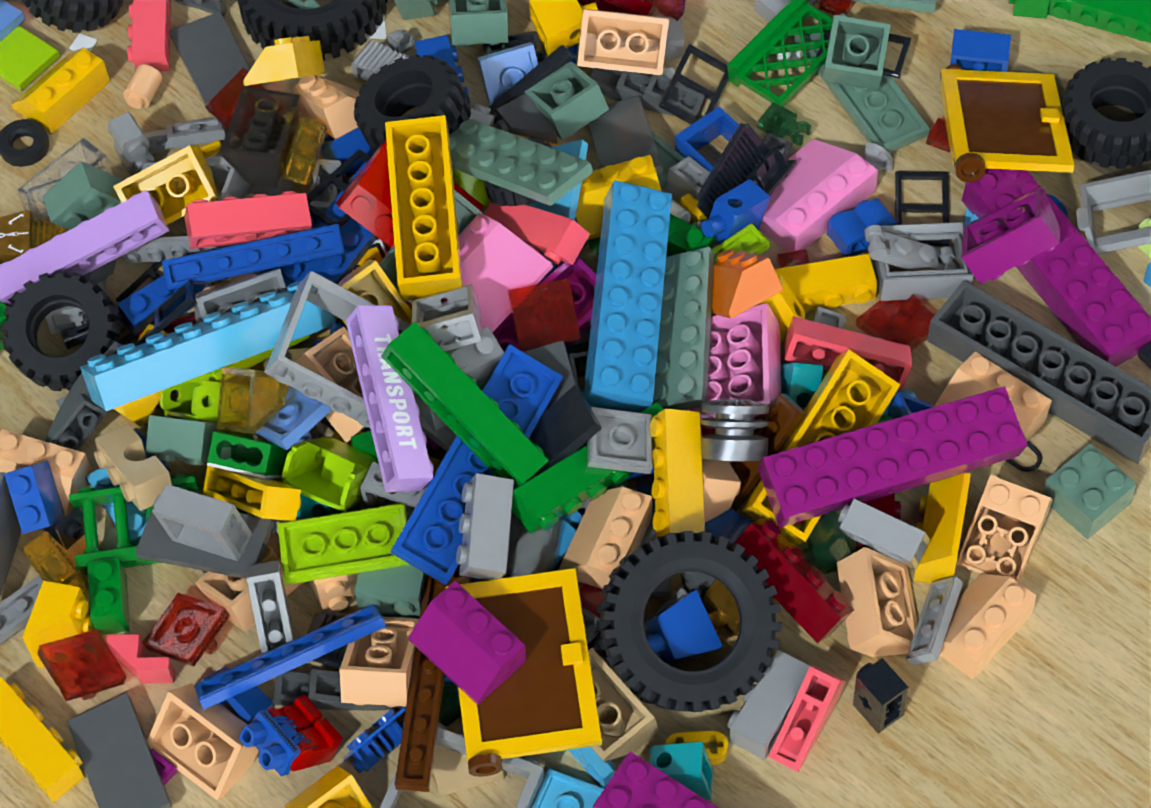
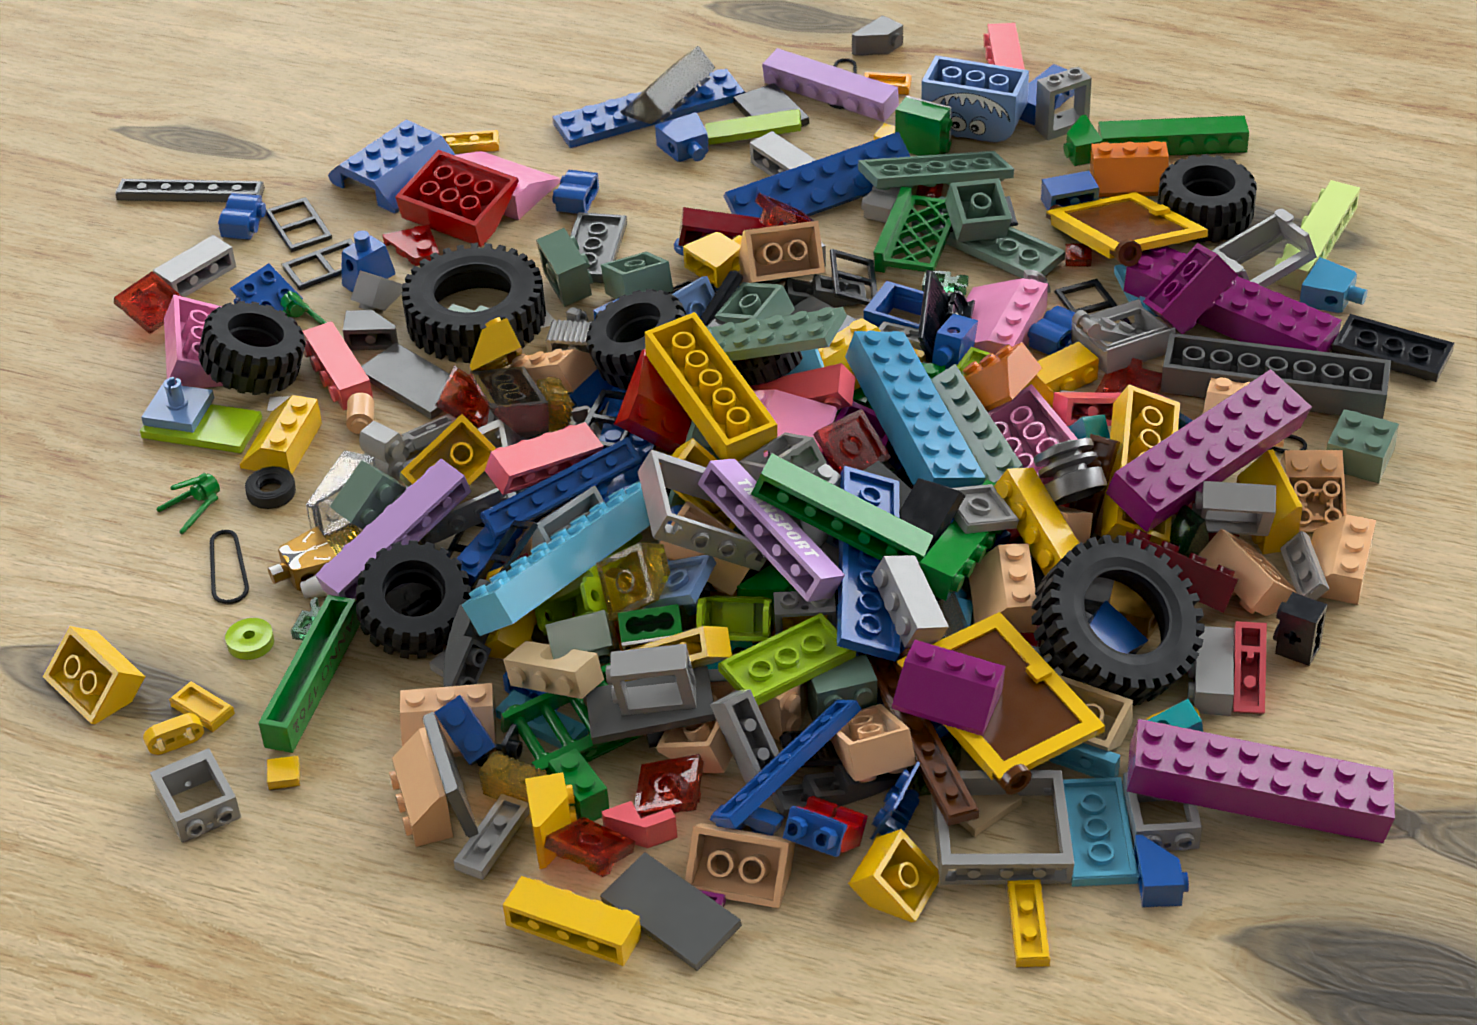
camera: 25 degrees left, 15 degrees down
(1059, 42) = (1128, 167): none -> orange slope

